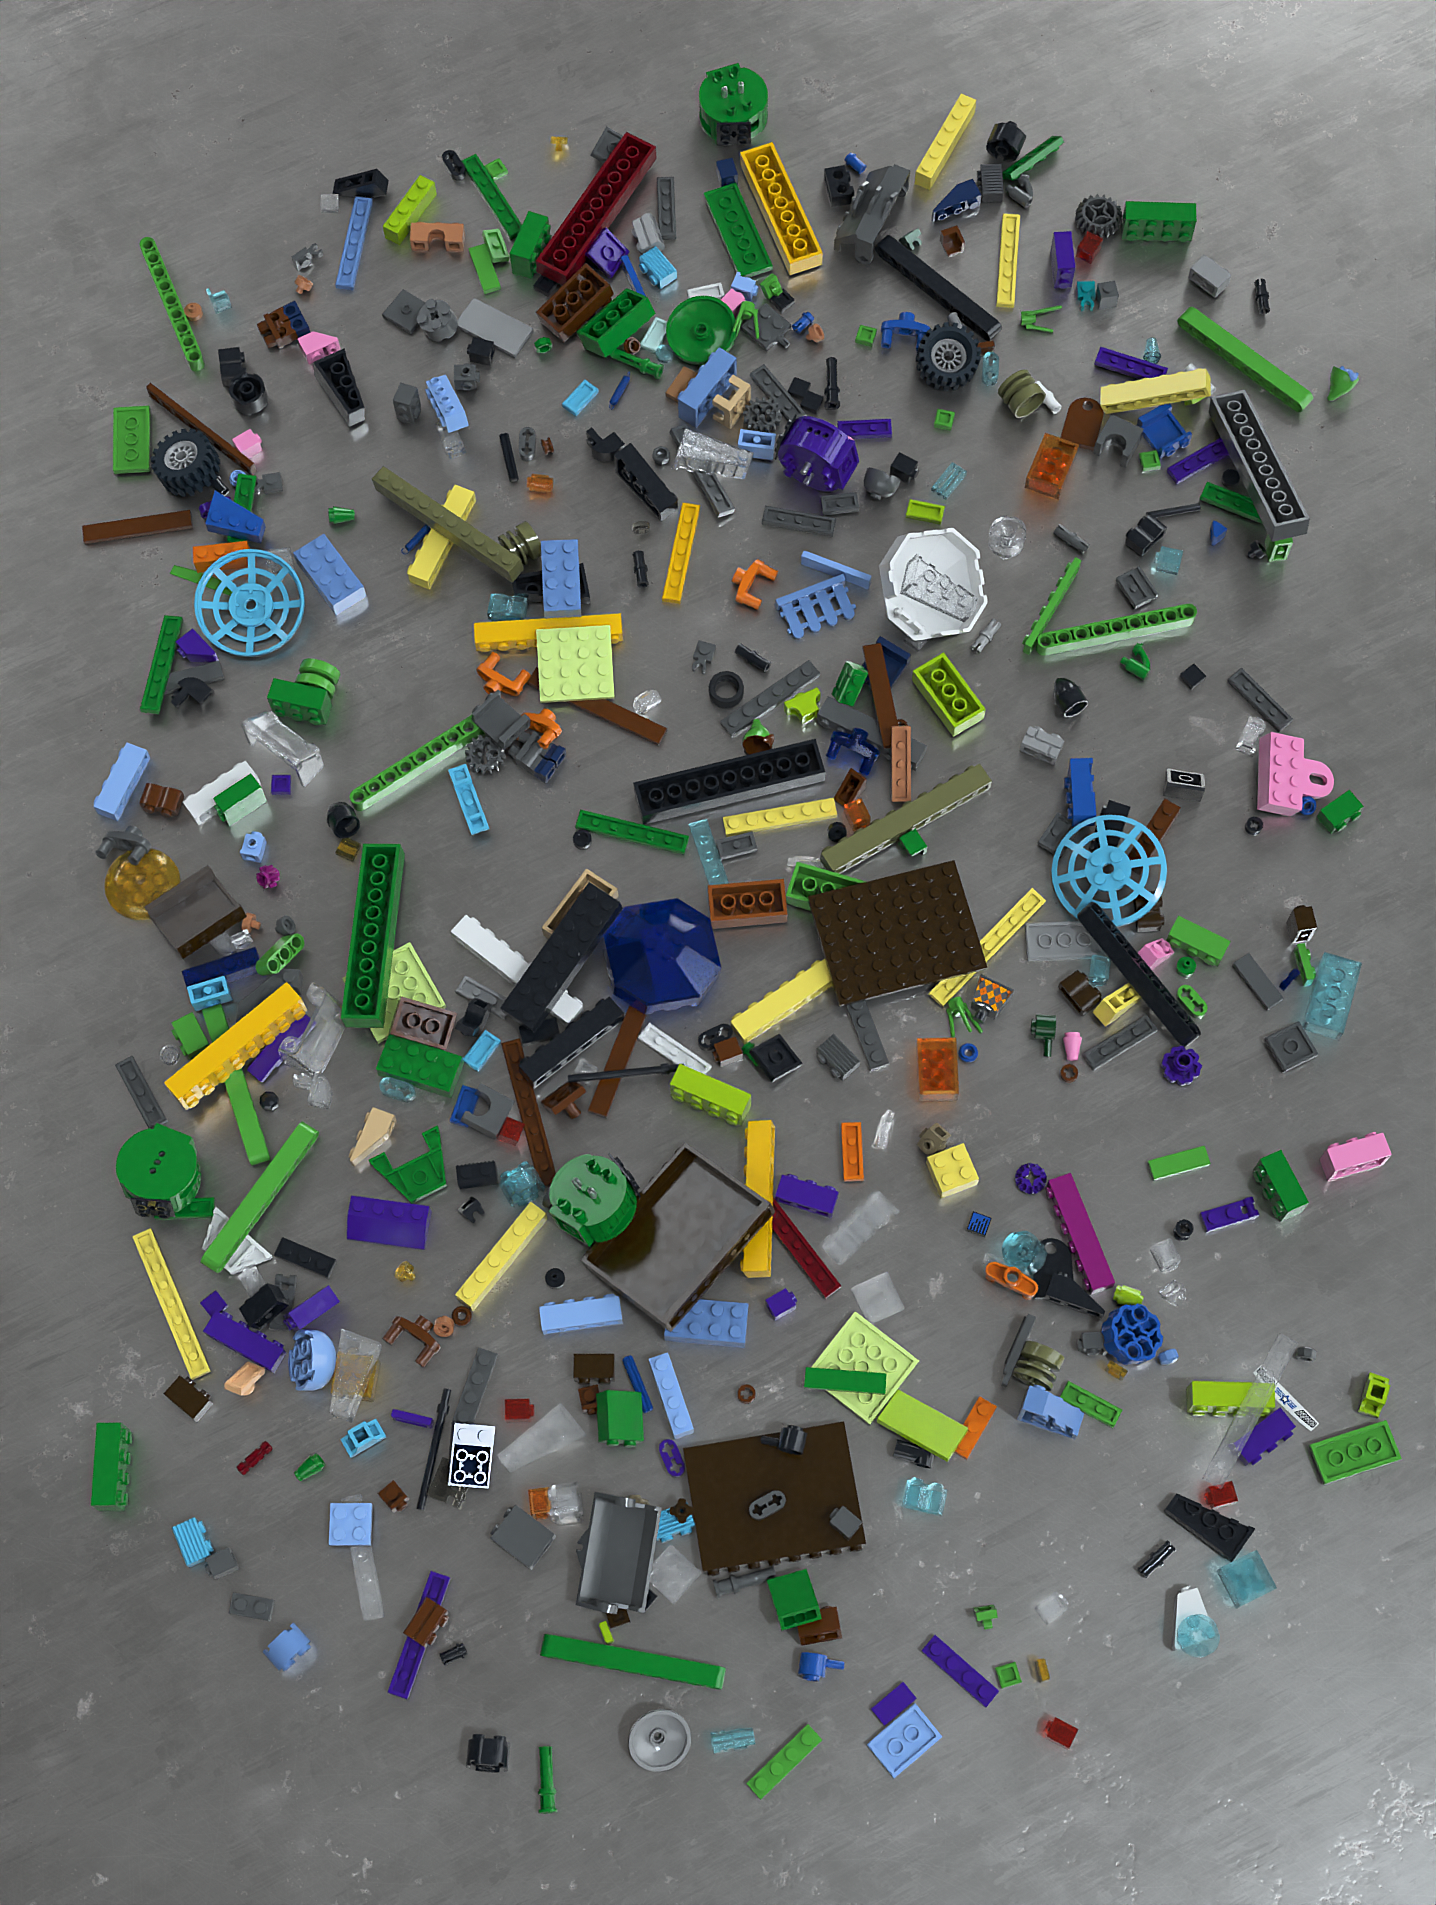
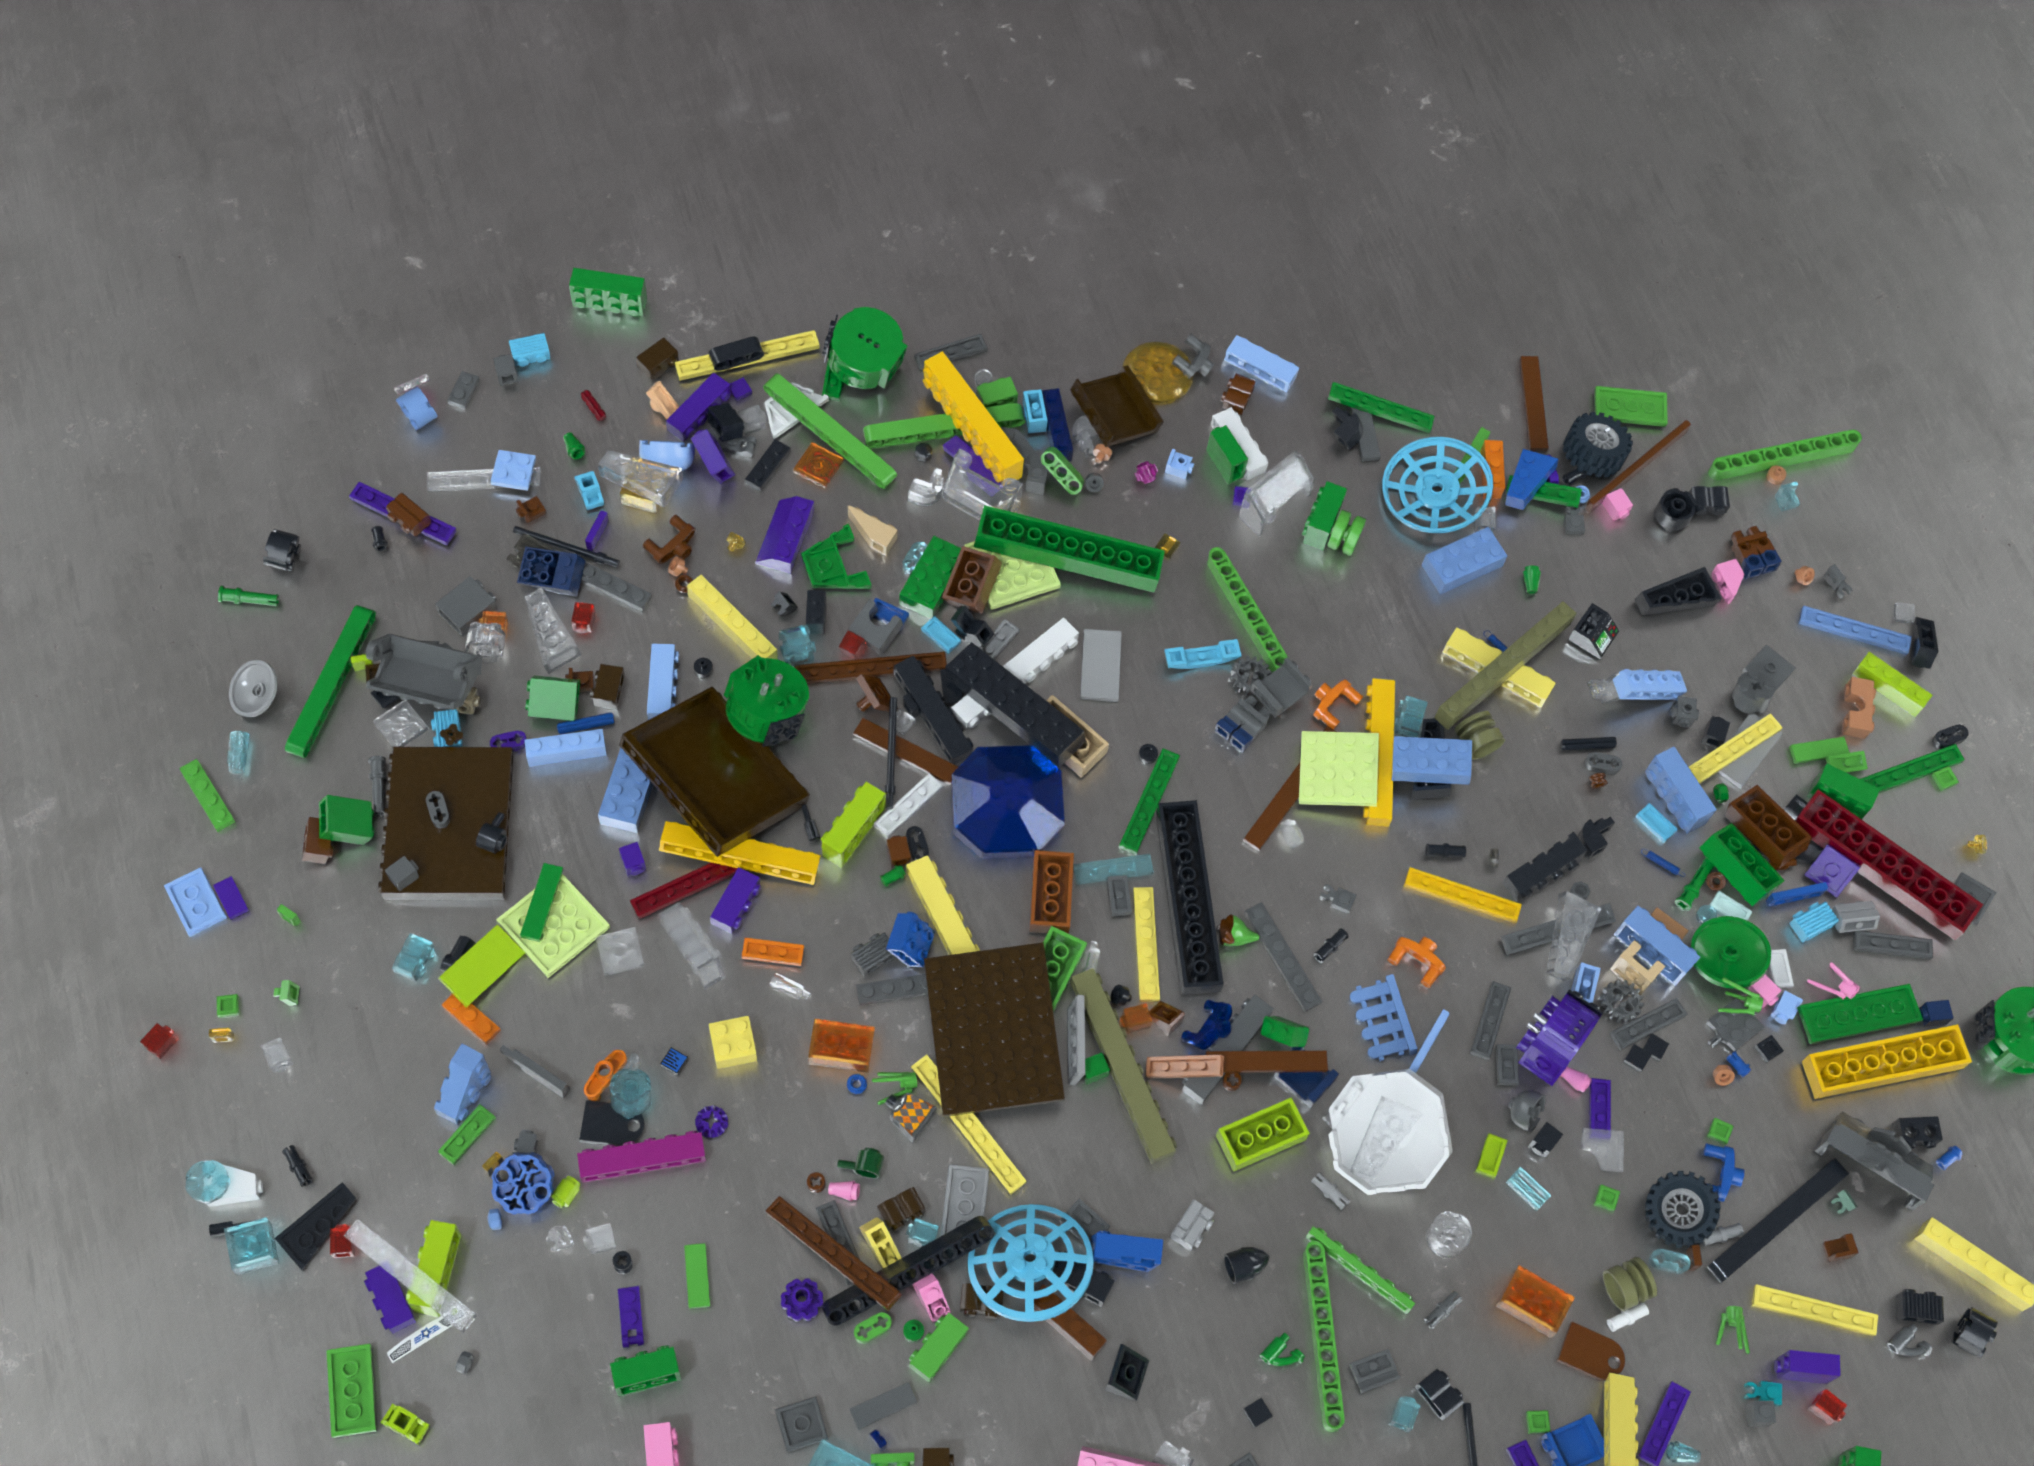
camera: 90 degrees right, 5 degrees down
(176, 1311) = (736, 353): none -> black beam
(195, 648) = (1396, 436): dark purple slope -> none
(258, 1659) = (412, 384): none -> clear tile
(298, 1206) = (818, 465): none -> clear orange tile
(340, 816) = (1198, 537): black helmet -> none
(391, 455) = (1594, 631): none -> black slope
(407, 403) = (1653, 649): dark grey brick -> none
(493, 894) = (1100, 665): none -> light grey tile
(500, 335) = (1735, 748): none -> light yellow plate
(540, 483) = (1553, 767): clear orange brick -> none
(544, 724) = (1277, 731): orange connector -> none
(549, 375) = (1680, 790): none -> medium blue brick
(568, 1065) = (910, 705): none -> black tile
(714, 1140) = (810, 826): none -> black axle
(718, 237) = (1847, 986): none -> bright pink plant
(726, 702) = (1300, 899): black tyre -> none
(751, 1390) = (551, 810): reddish brown bush -> none
(771, 286) = (1785, 1036): bright green tile -> none
(775, 1058) = (883, 894): black tile -> none
(804, 705) = (1269, 987): lime brick -> none
(813, 1665) = (283, 831): blue piece -> none
(820, 1021) = (910, 939): none -> blue brick
(832, 390) = (1650, 1080): black pin -> none
(891, 860) = (1076, 1039): none -> light grey tile
(900, 421) = (1606, 1146): none -> clear tile
(903, 1636) = (288, 915): none -> bright green tile
(933, 1139) = (767, 1028): dark tan brick -> none
(960, 198) = (1898, 1267): dark blue slope -> none
(960, 1671) = (243, 962): dark purple plate -> none
(1036, 155) = (1958, 1369): green plate -> none
(1039, 1363) = (512, 1084): olive wheel -> none
(1069, 1294) = (579, 1130): black slope -> none
(1093, 209) = (1855, 1417): dark grey gear -> none
(1121, 434) = (1575, 1387): dark grey piece -> none
(1137, 1041) = (833, 1253): none -> reddish brown tile
(1230, 1611) = (218, 1228): none -> black axle
(1253, 831) = (1061, 1439): black bush -> none

